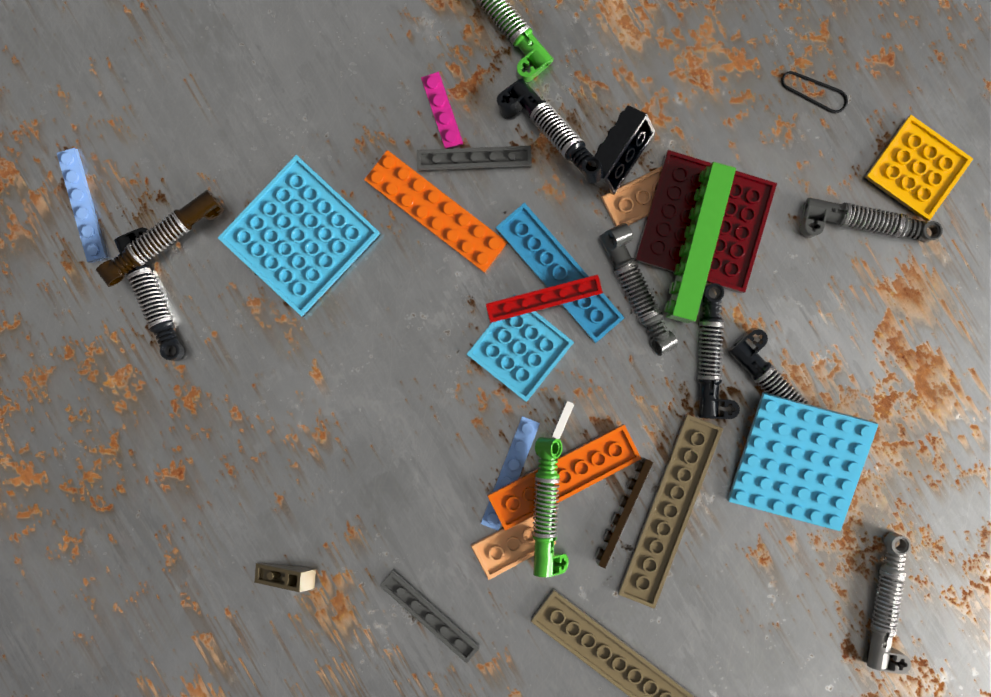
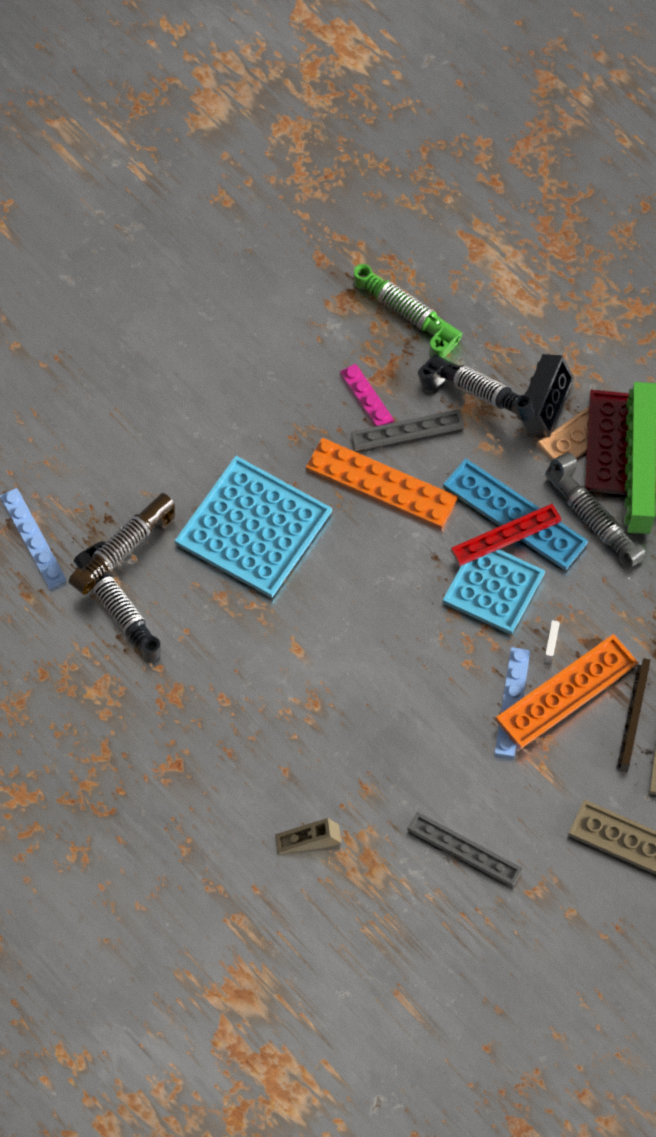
camera: 10 degrees left, 25 degrees down
(505, 548) = (532, 768): light nougat tile -> none
(546, 561) = (570, 767): bright green piece -> none

